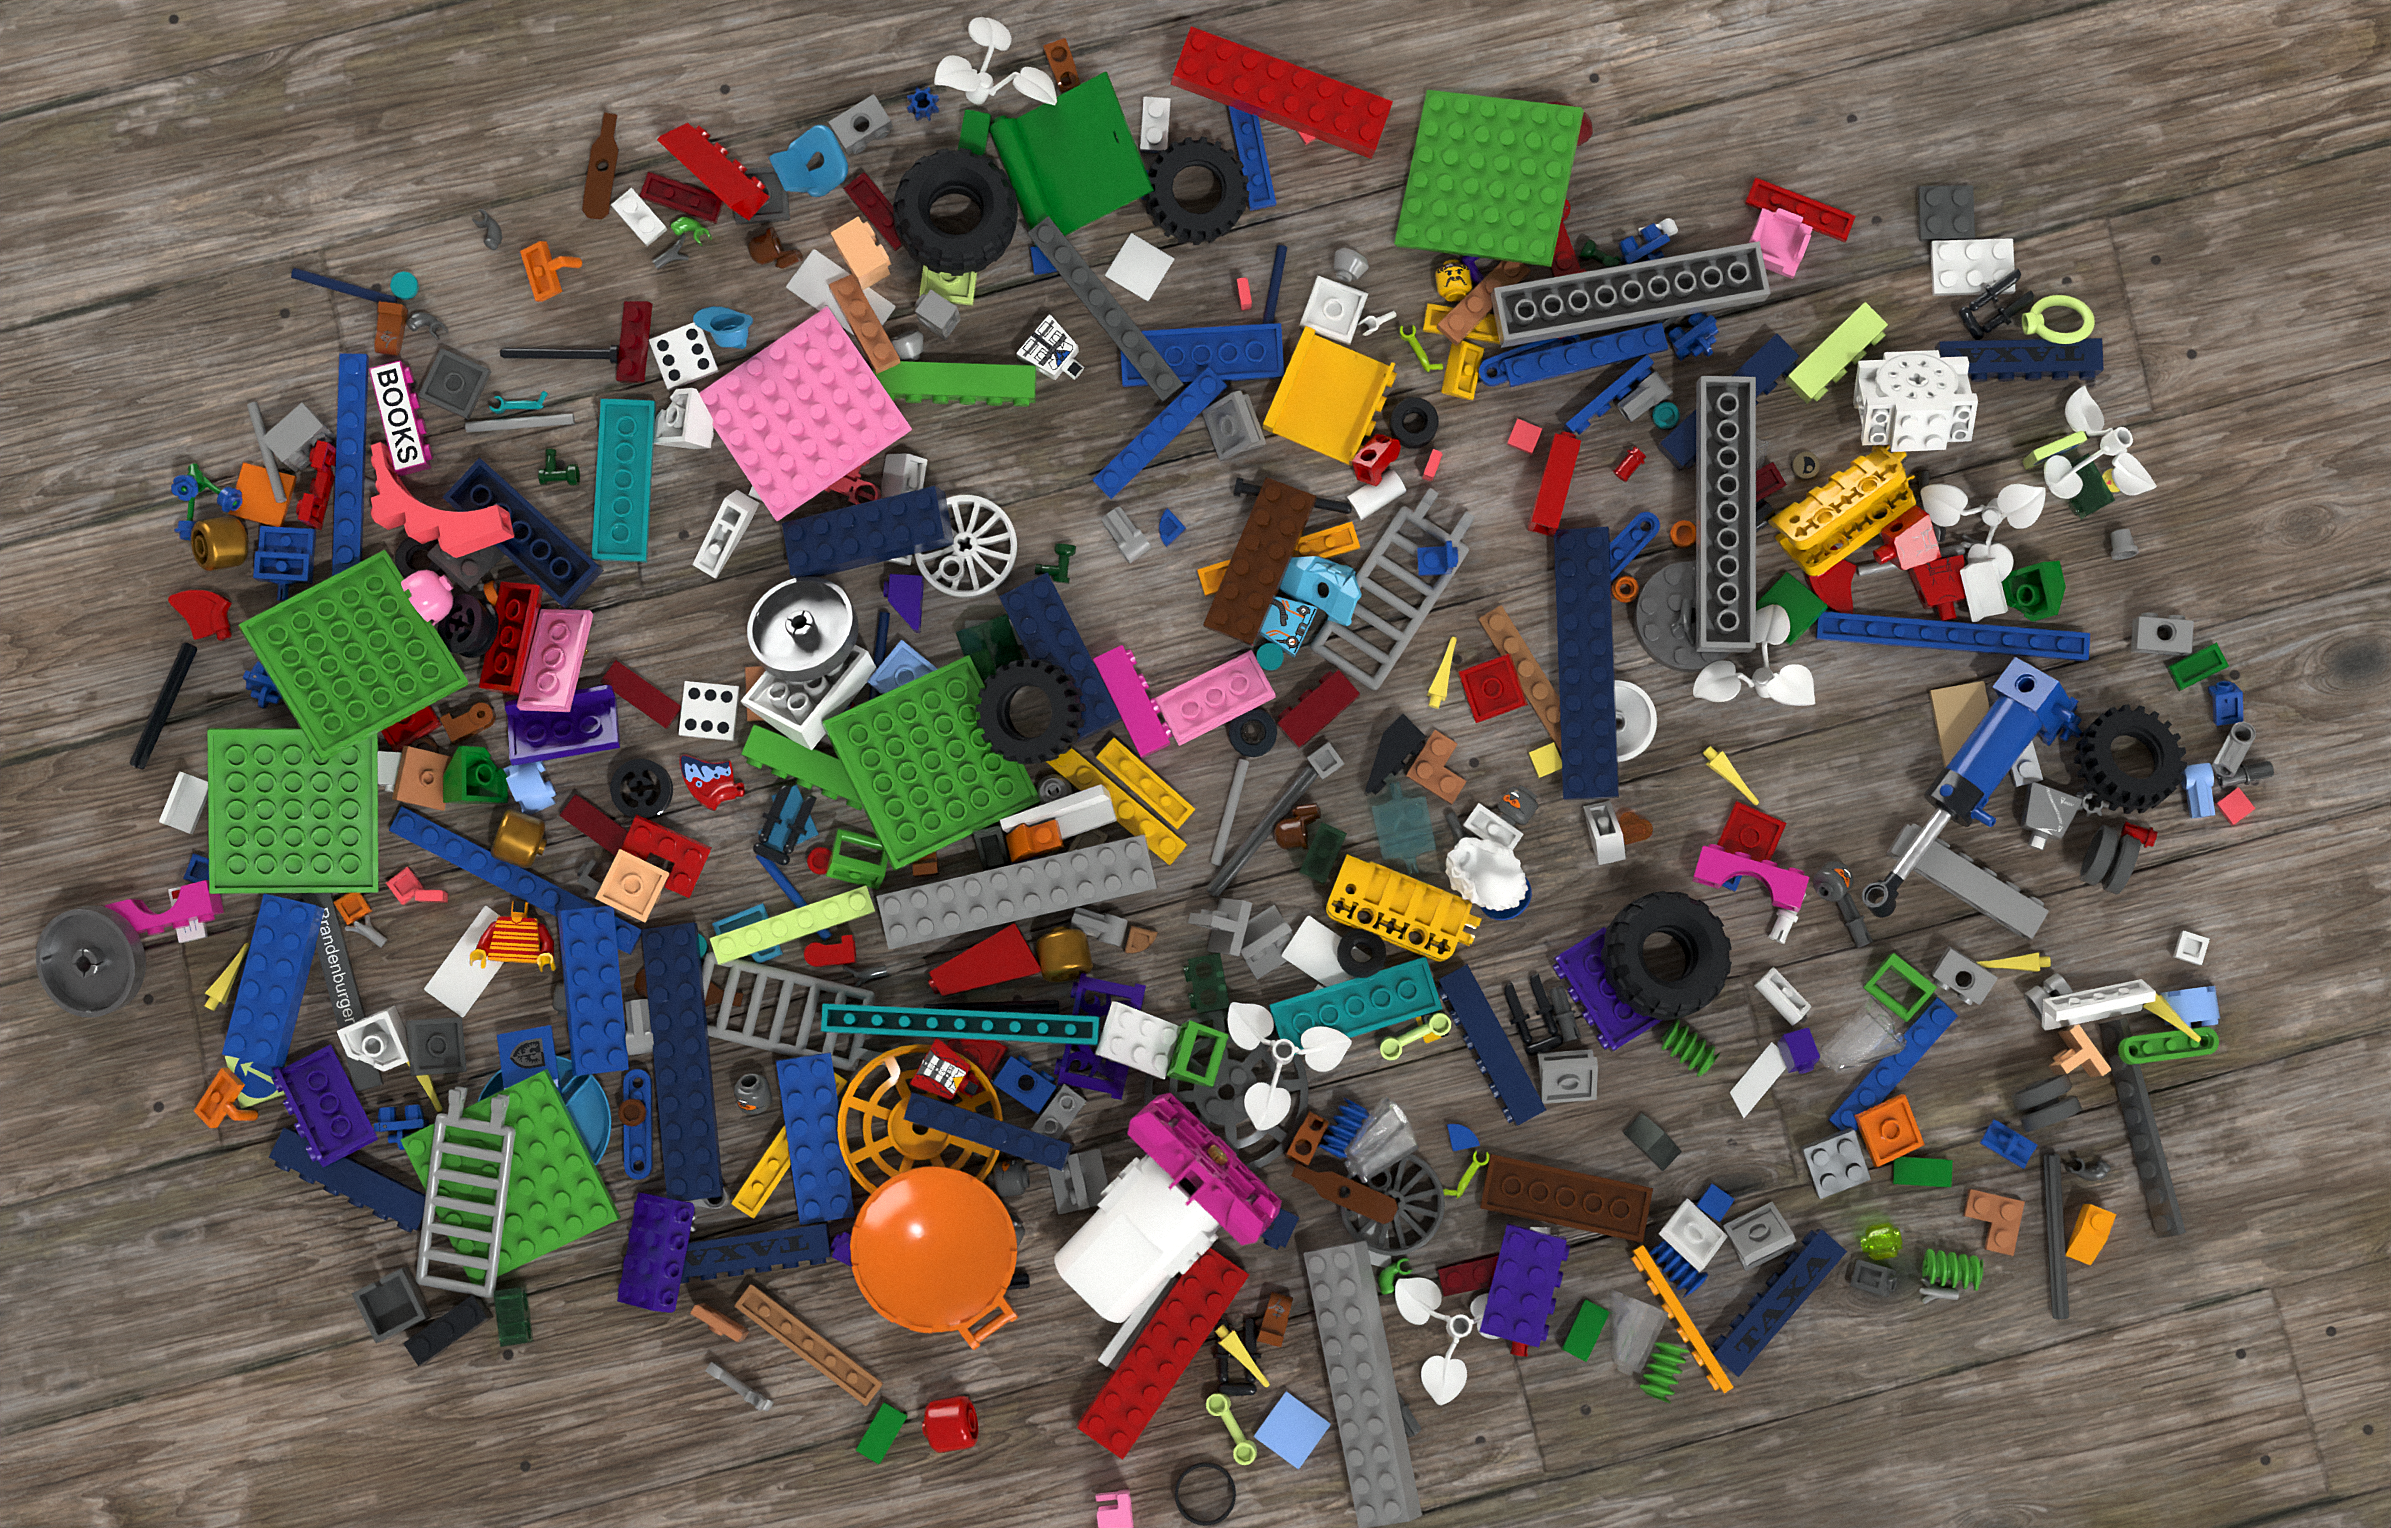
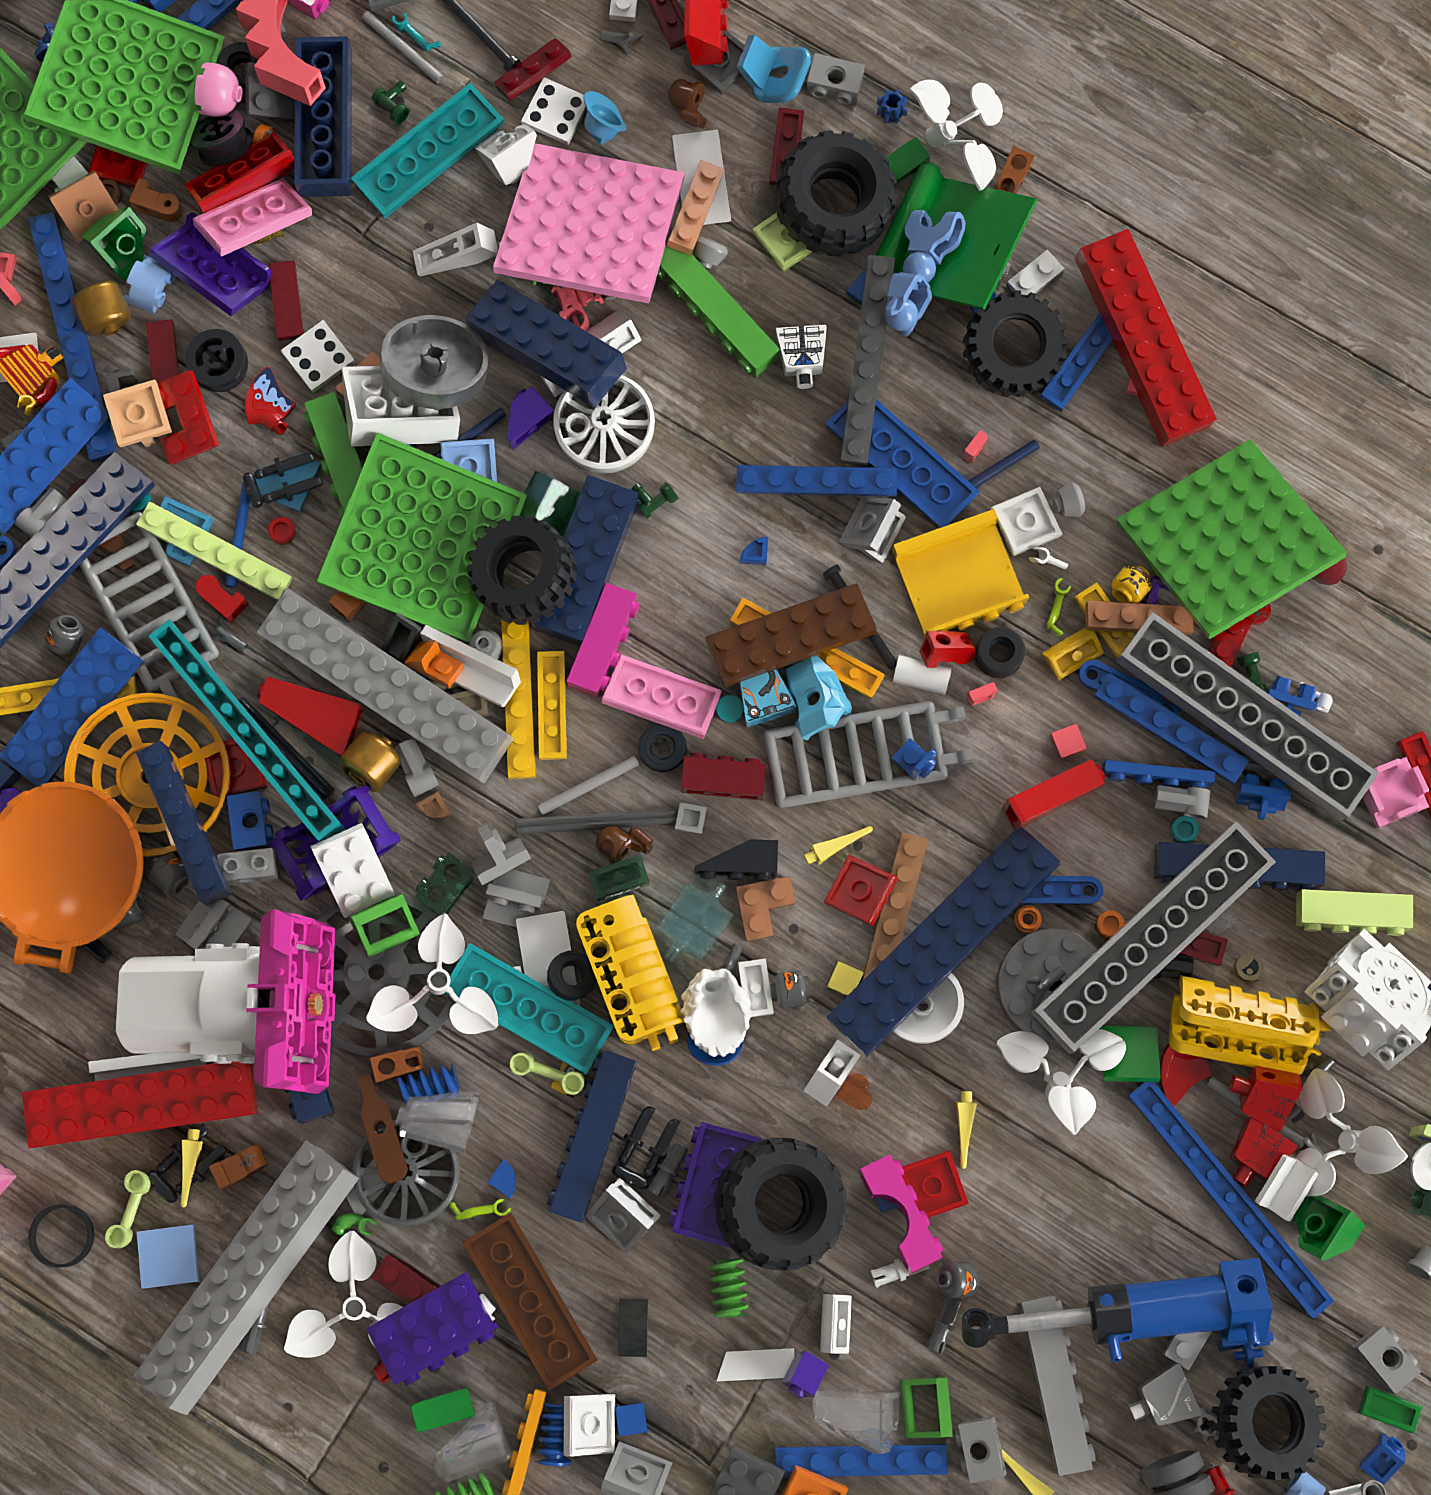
camera: 45 degrees right, 5 degrees down
(687, 224) = (652, 32): bright green arm -> none
(855, 870) = (293, 556): bright green tile -> none
(858, 249) = (744, 158): light nougat brick -> none
(937, 314) = (750, 249): light grey brick -> none
(944, 1073) = (199, 752): torso -> none
(1064, 185) = (909, 290): none -> medium blue piece
(1129, 539) = (718, 531): light grey piece -> none
(1139, 267) = (923, 359): white sticker -> none
(1629, 464) = (1123, 836): red pin -> none
(1957, 714) = (1175, 1256): tan tile -> none

